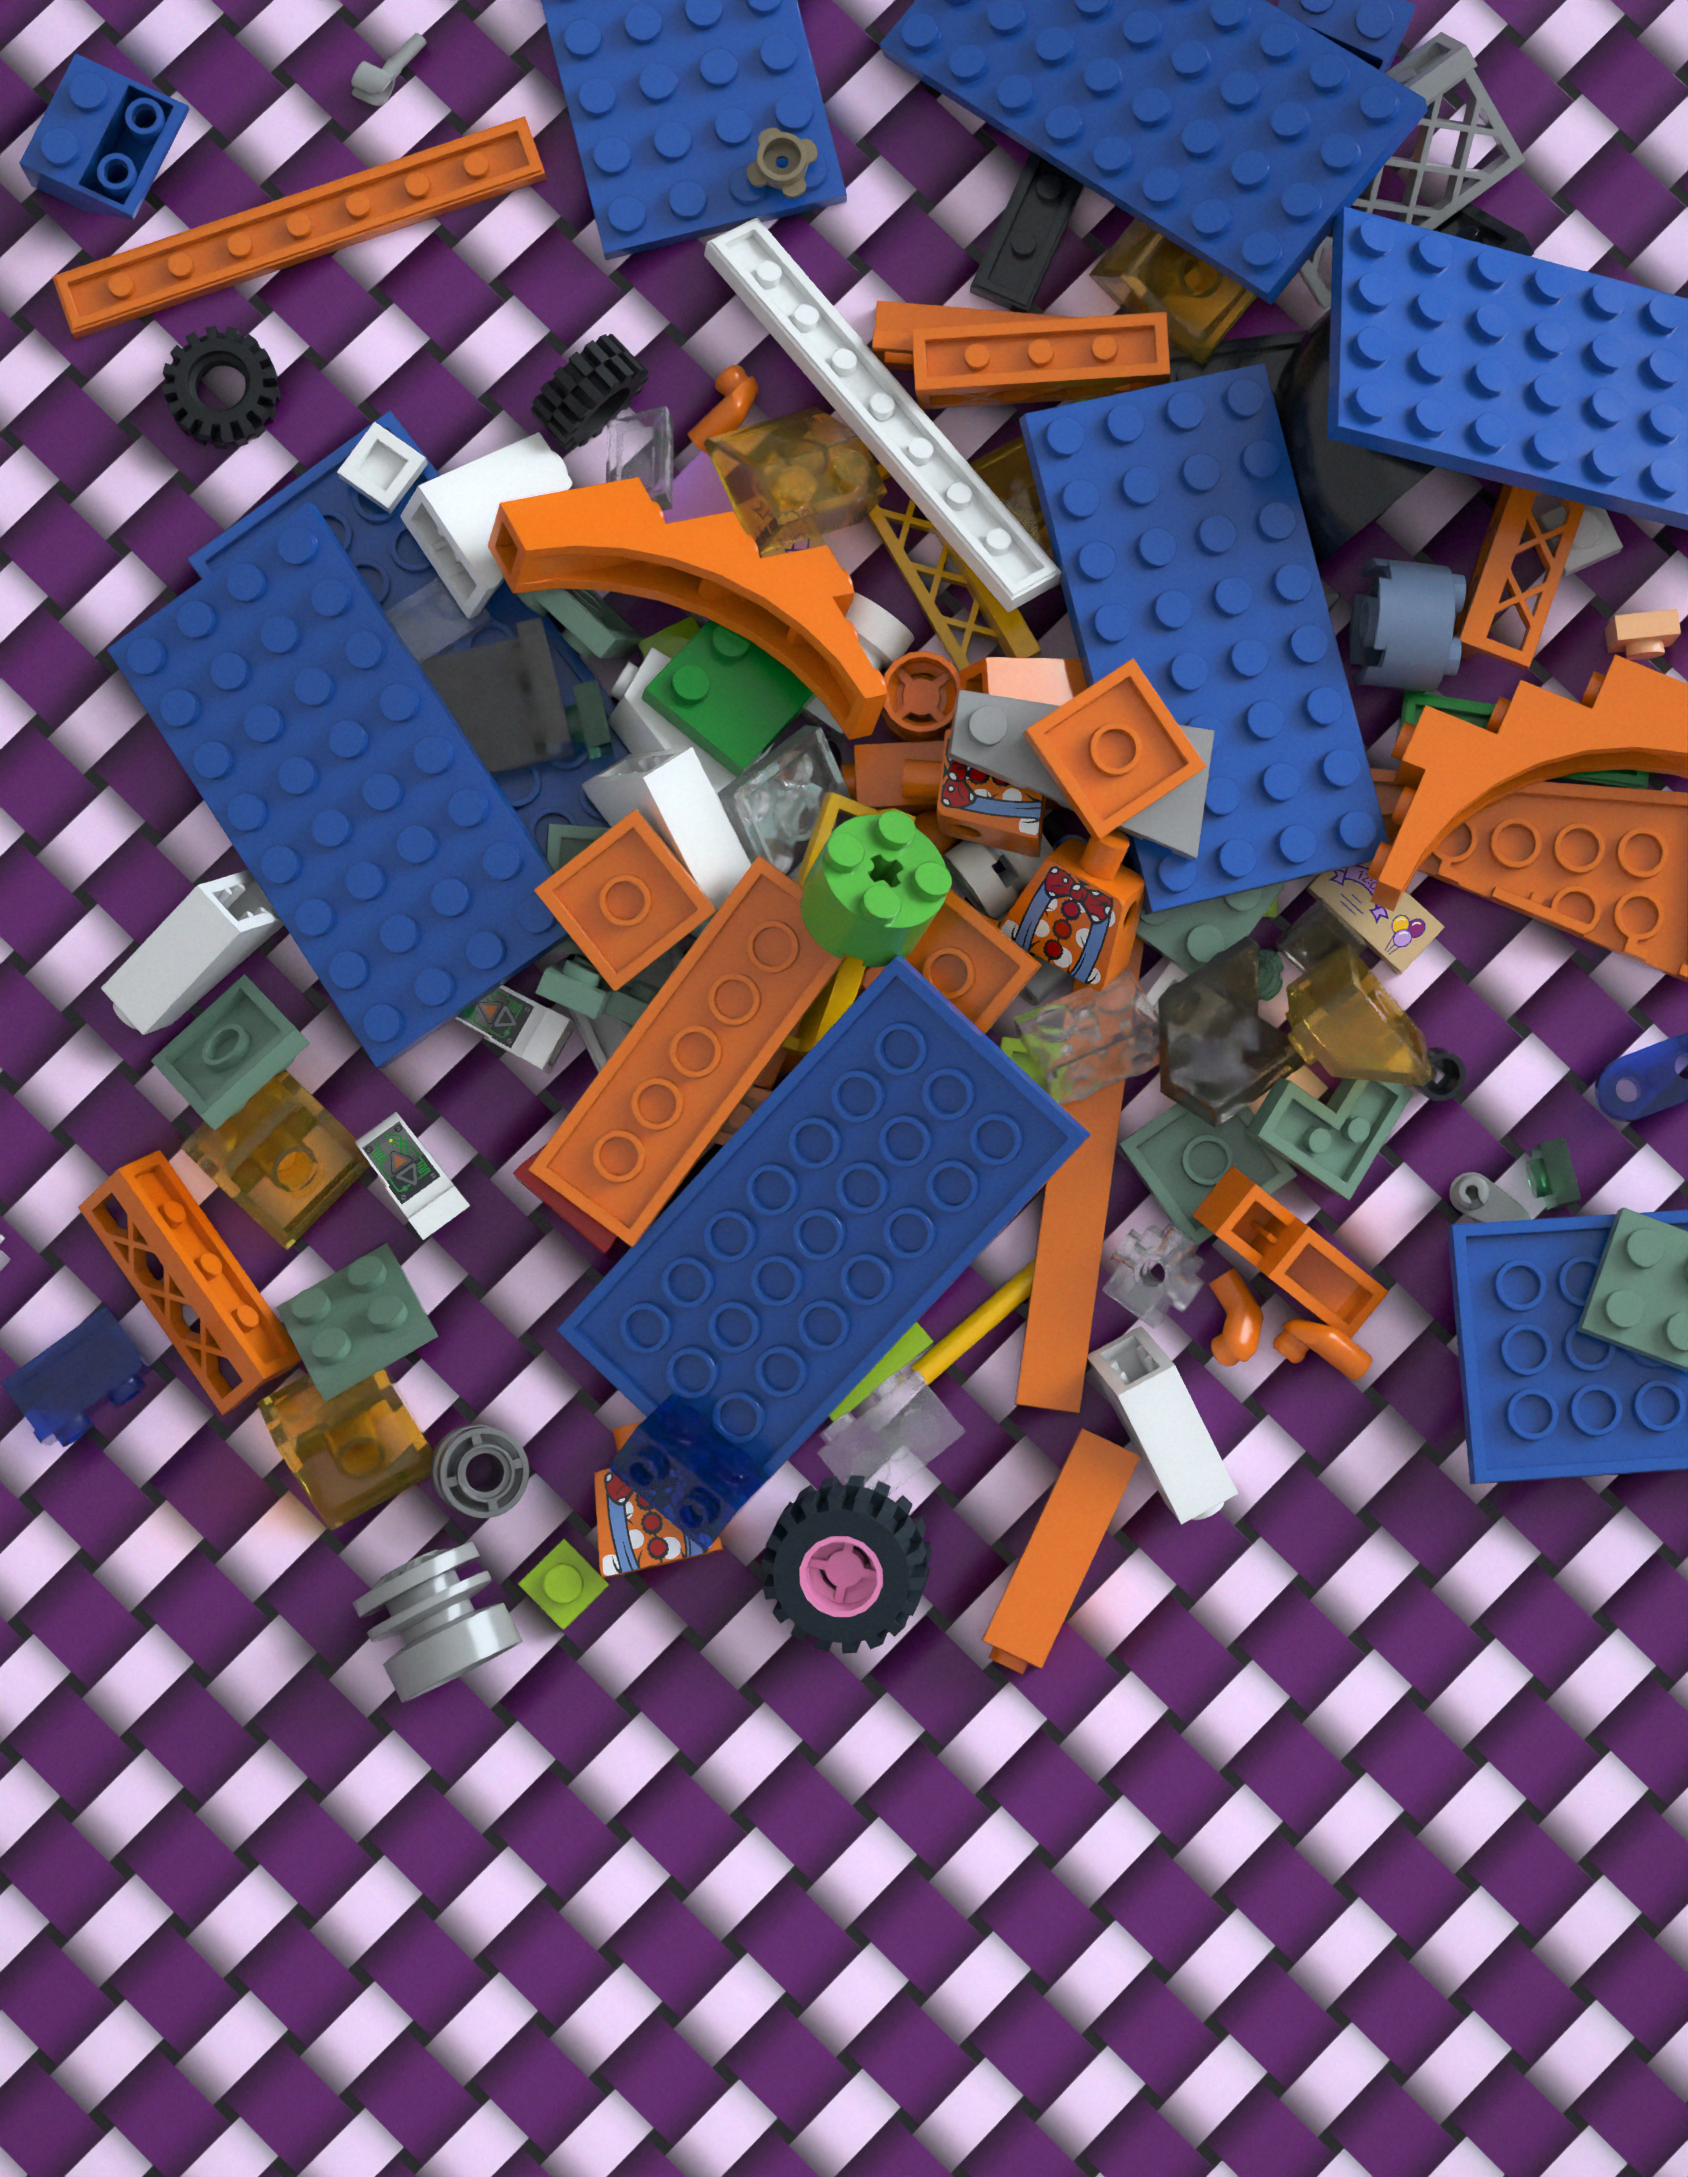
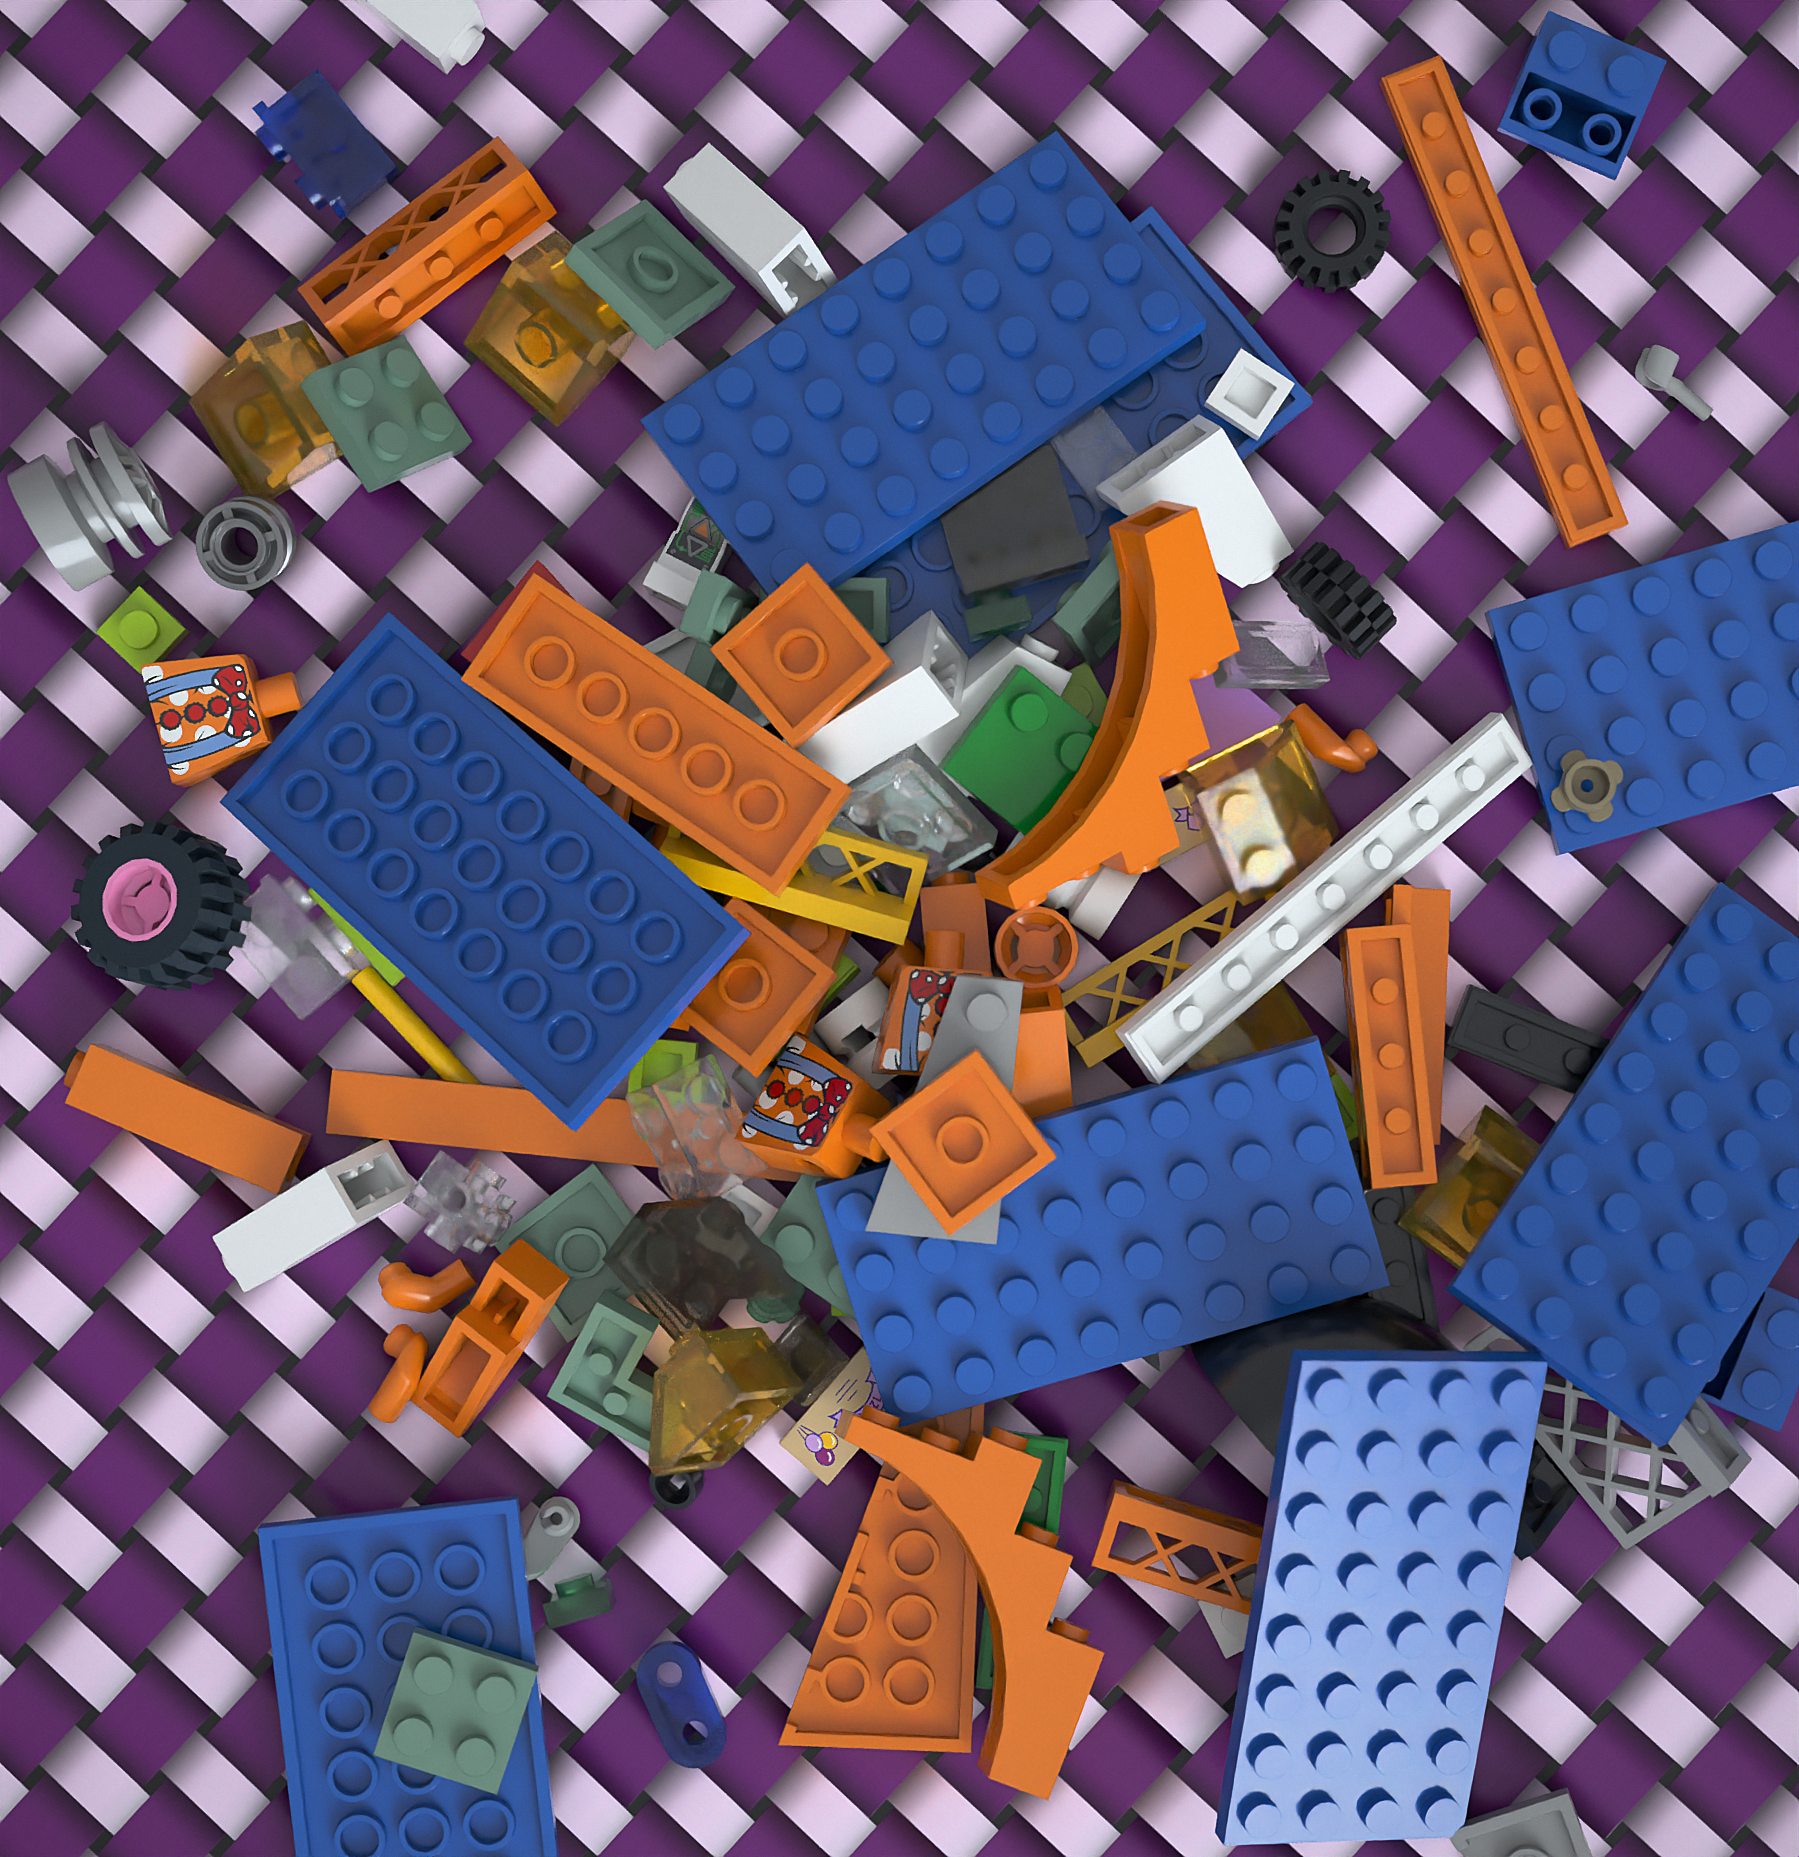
camera: 95 degrees right, 5 degrees up
(411, 1175) = (534, 462): leg -> none
(688, 1471) = (245, 747): clear blue bracket -> none
(874, 889) = (814, 903): bright green brick -> none
(1406, 625) = (1130, 1439): sand blue brick -> none
(1643, 633) = (1133, 1681): light nougat plate -> none

